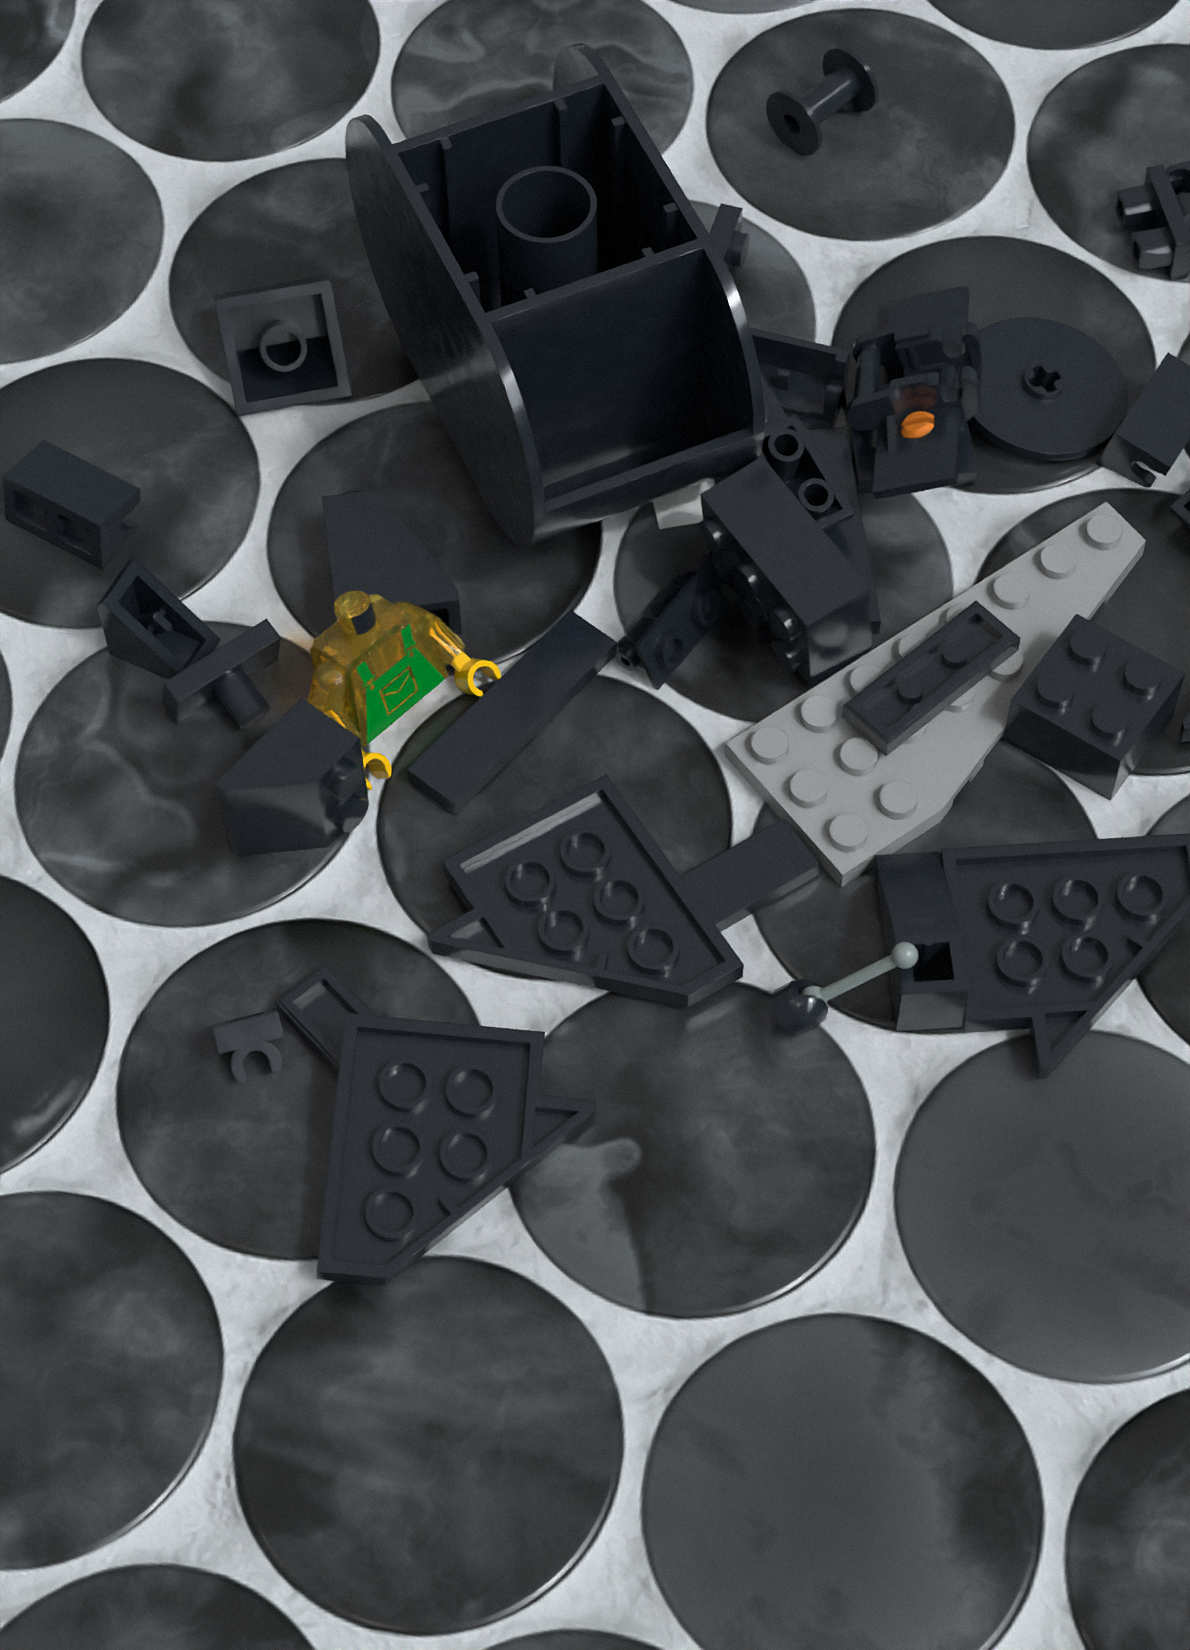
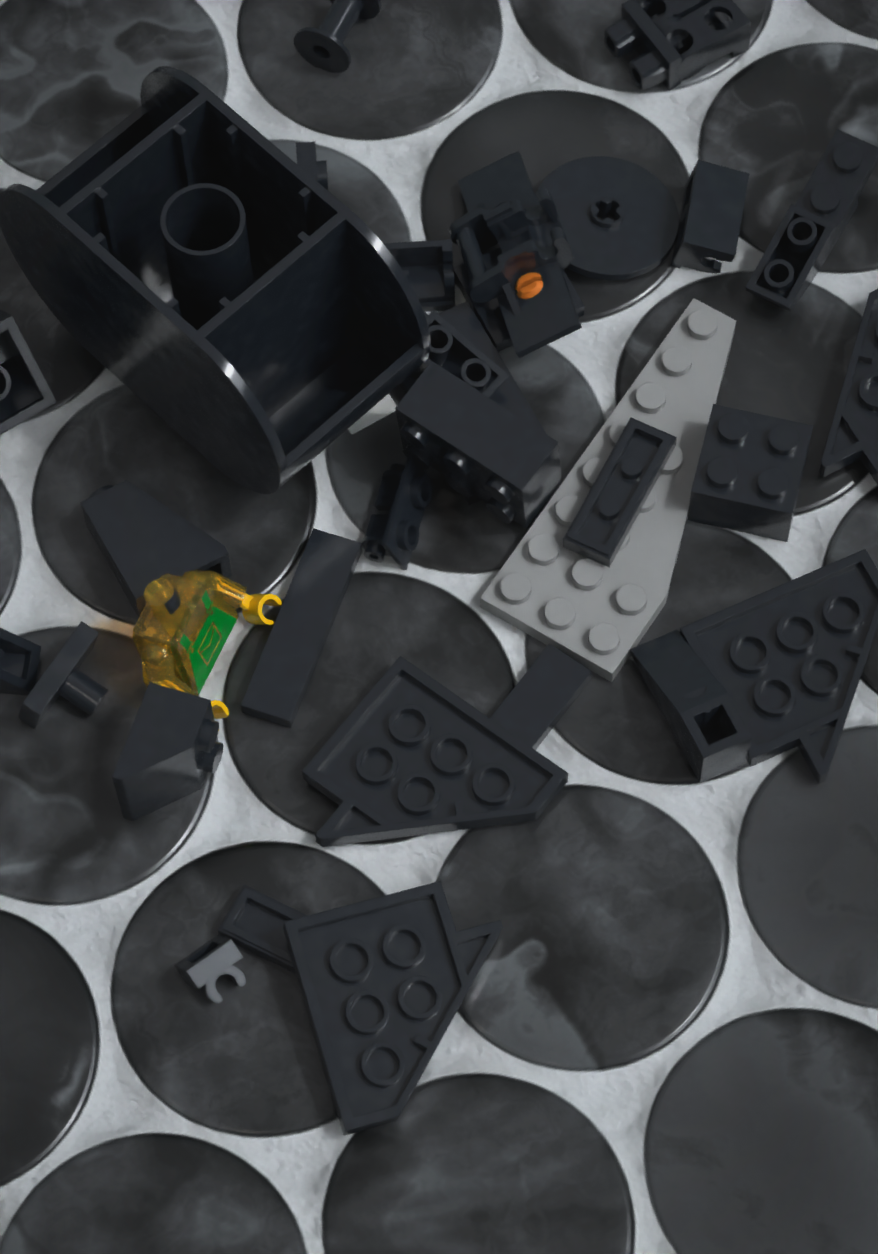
camera: 20 degrees left, 5 degrees up
(803, 1003) = (625, 786): hinge -> none

